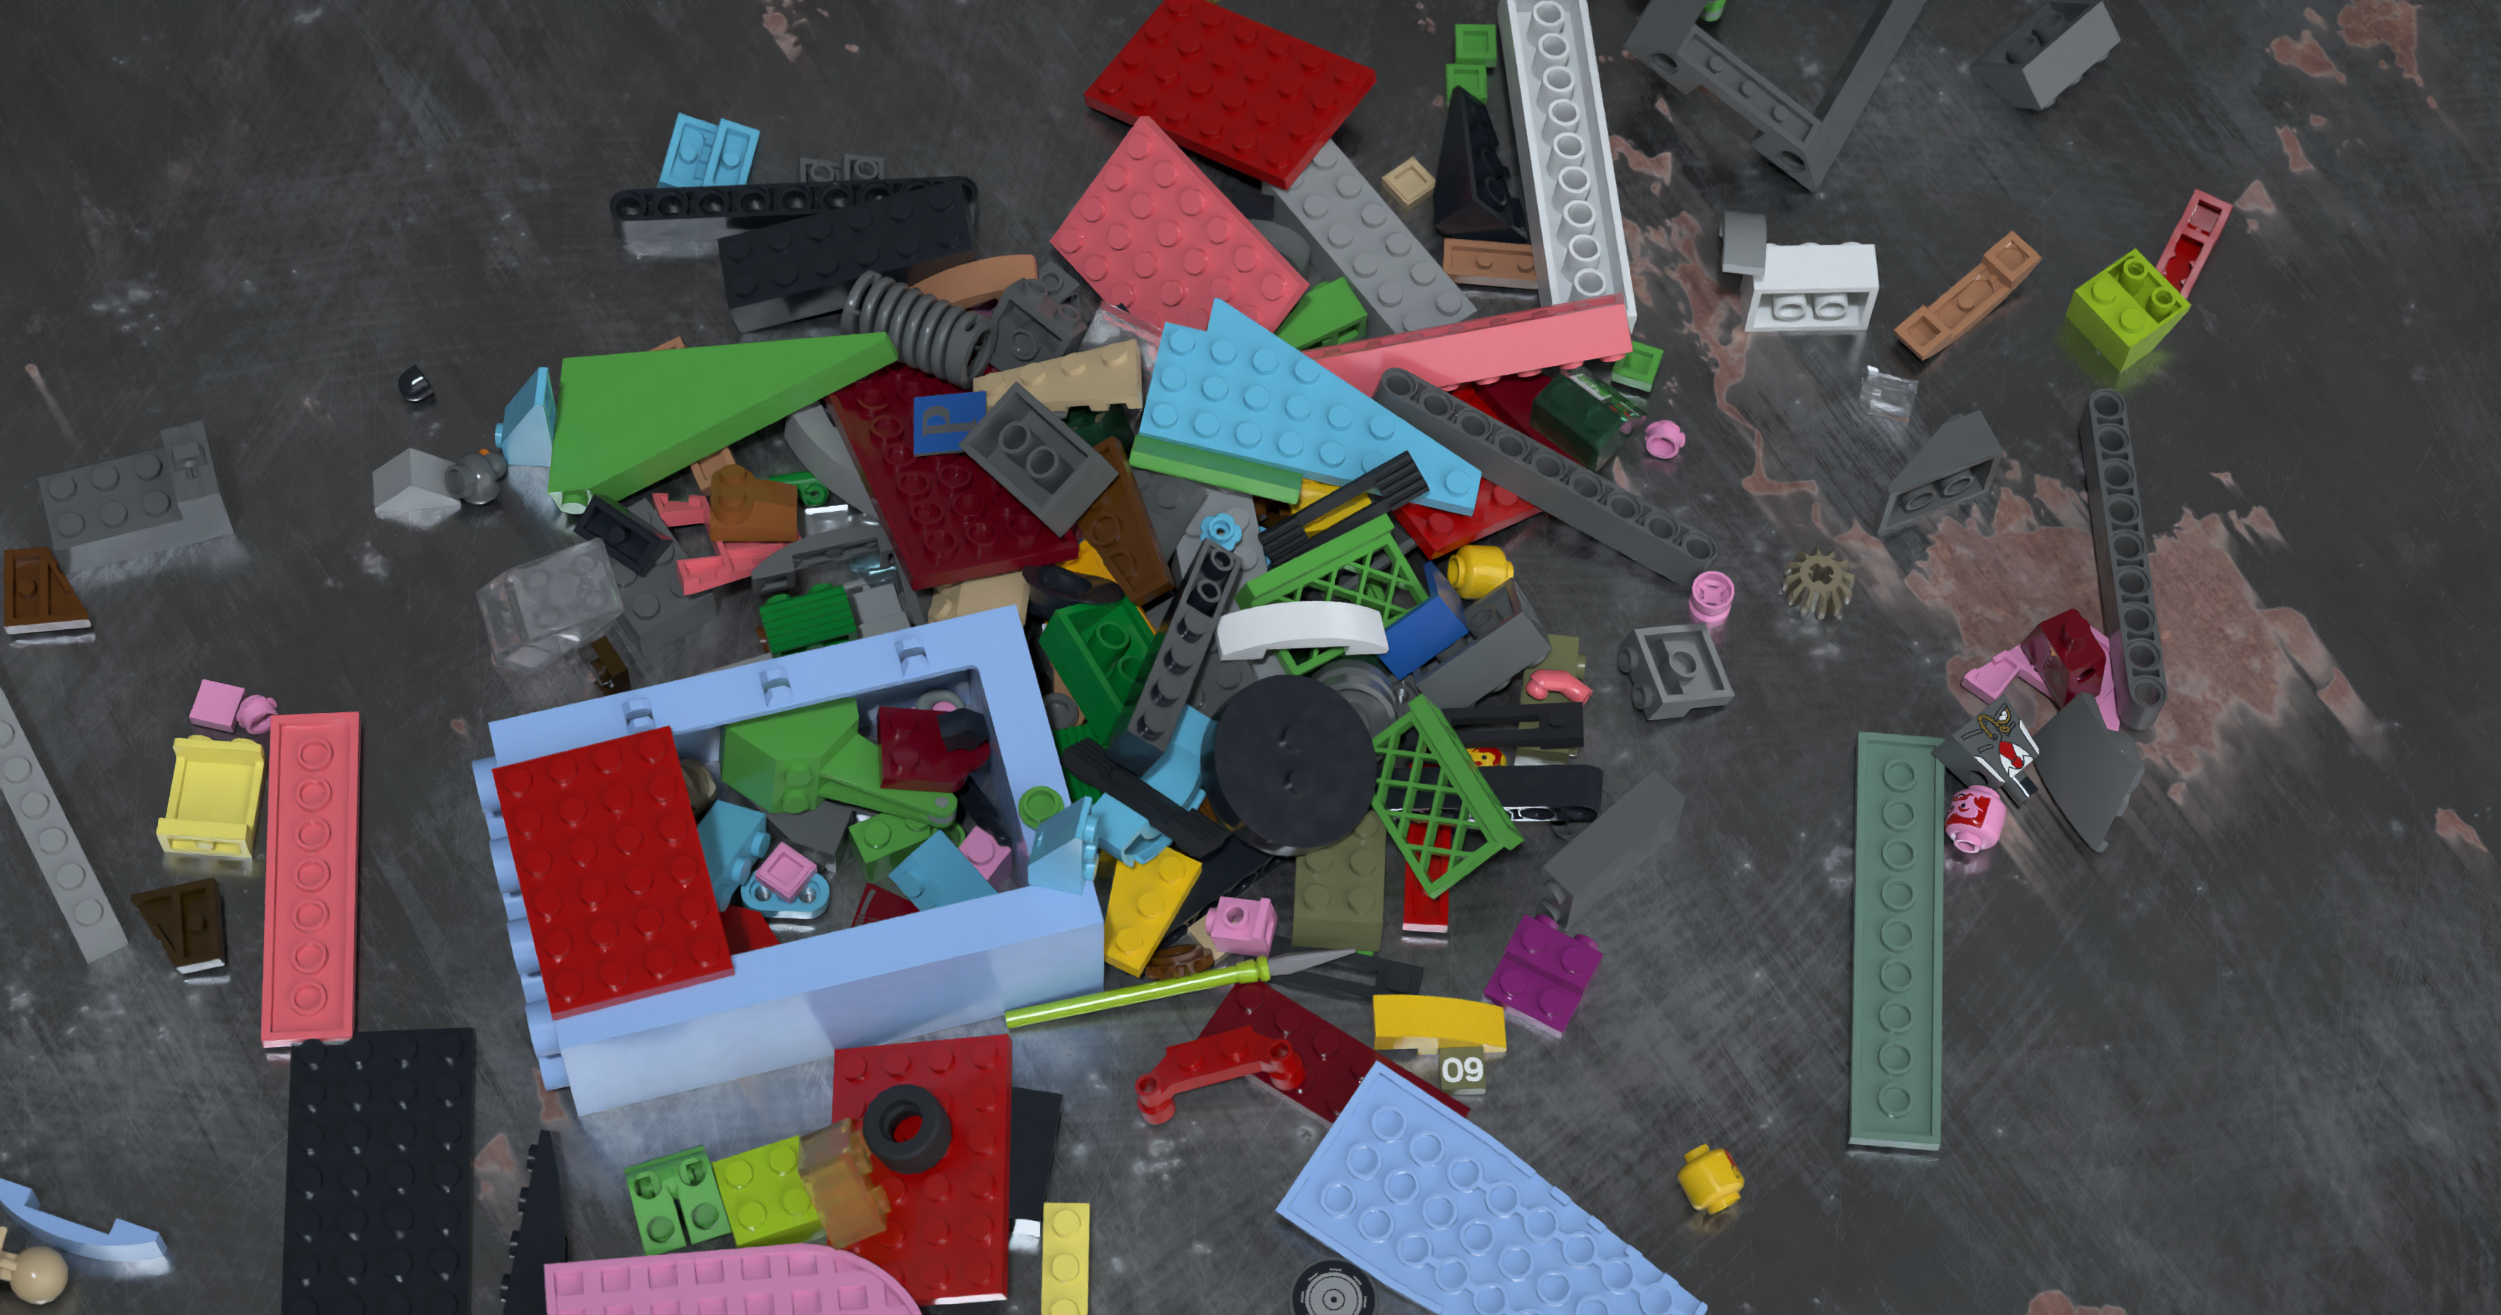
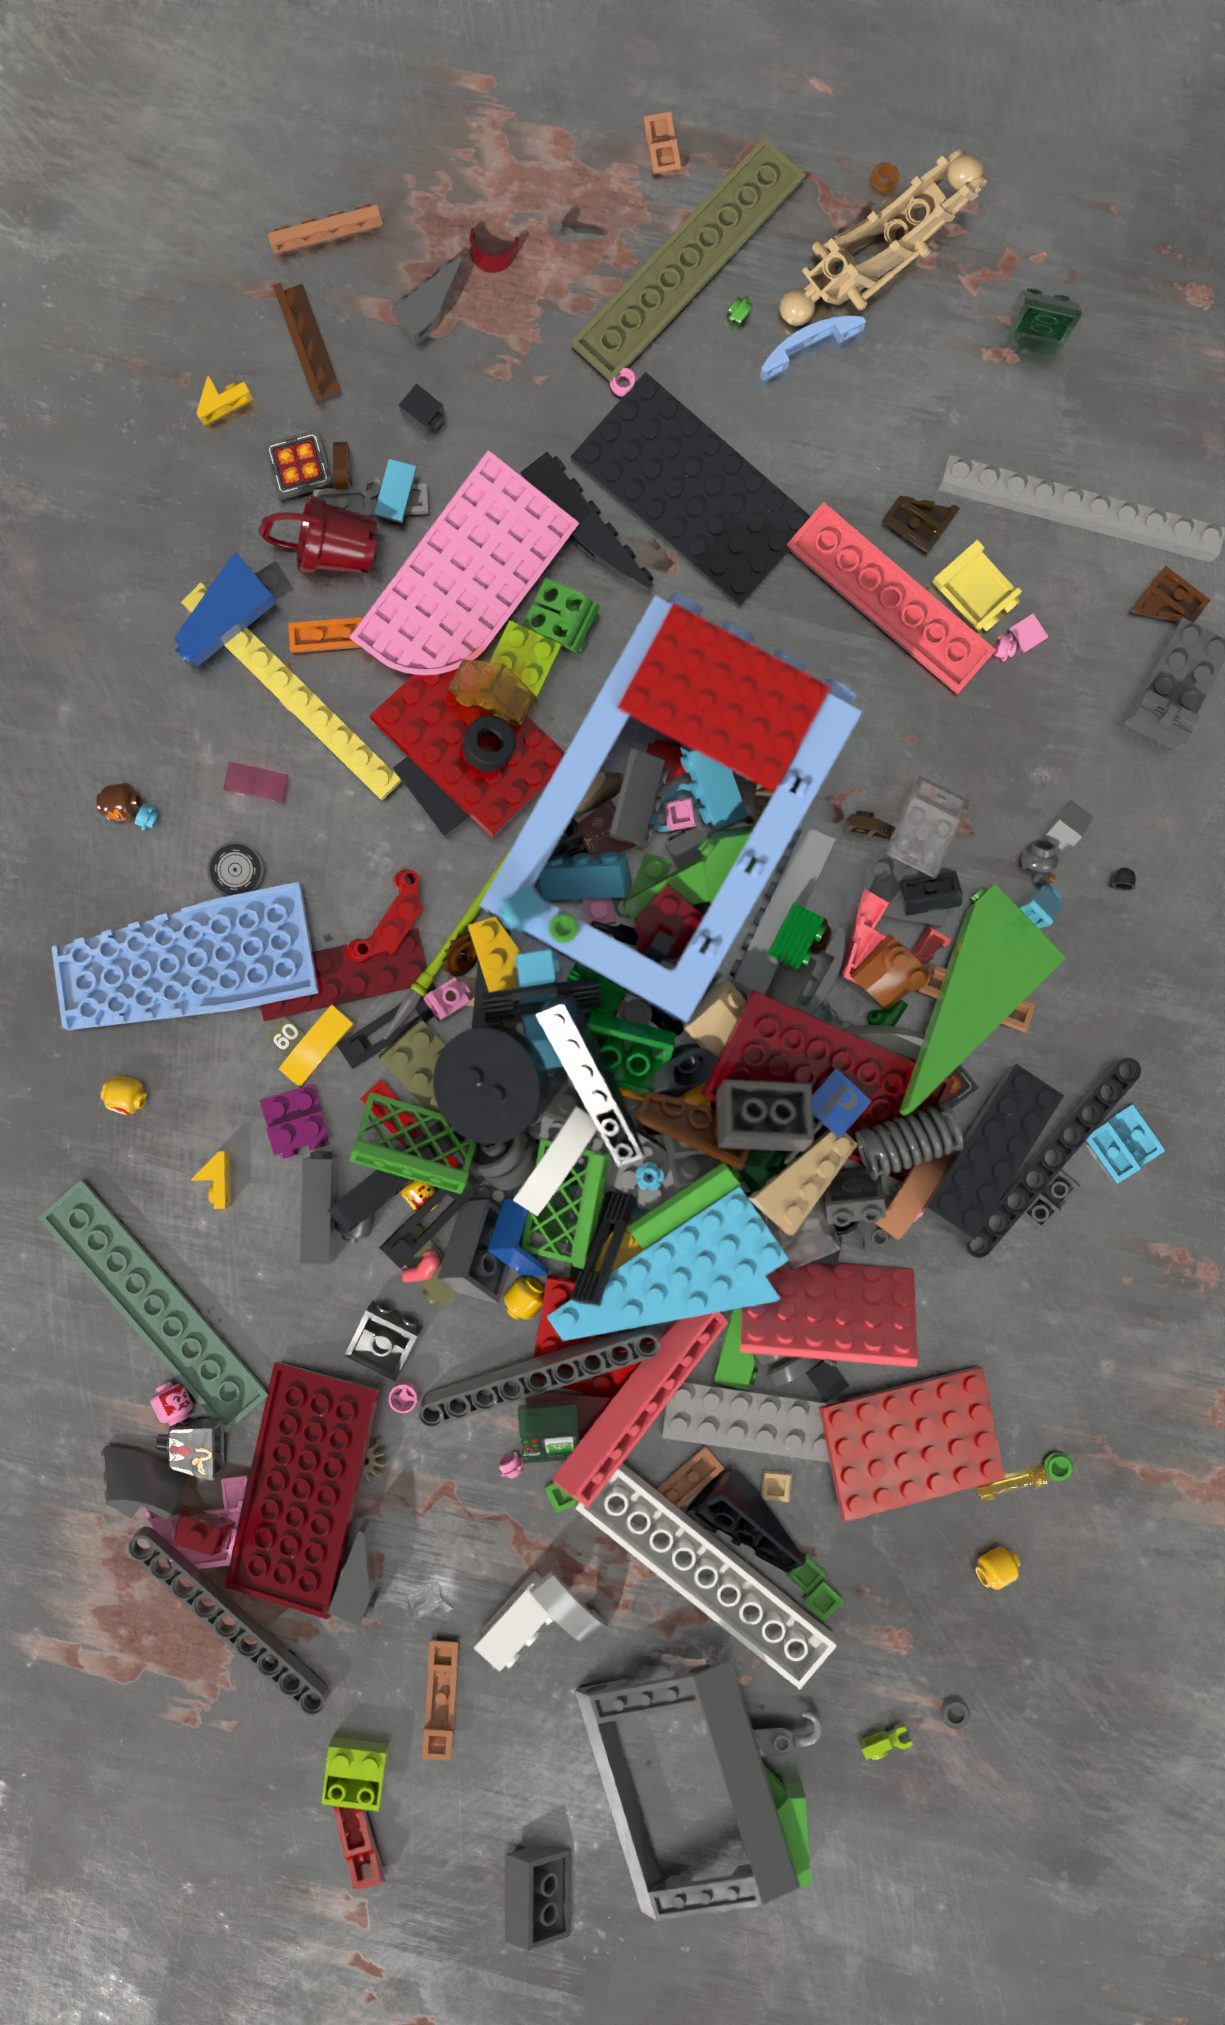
camera: 140 degrees right, 25 degrees up
(841, 899) = (638, 798): none -> dark grey slope
(1689, 1001) = (218, 1171): none -> yellow slope
(1911, 605) = (302, 1489): none -> dark red plate

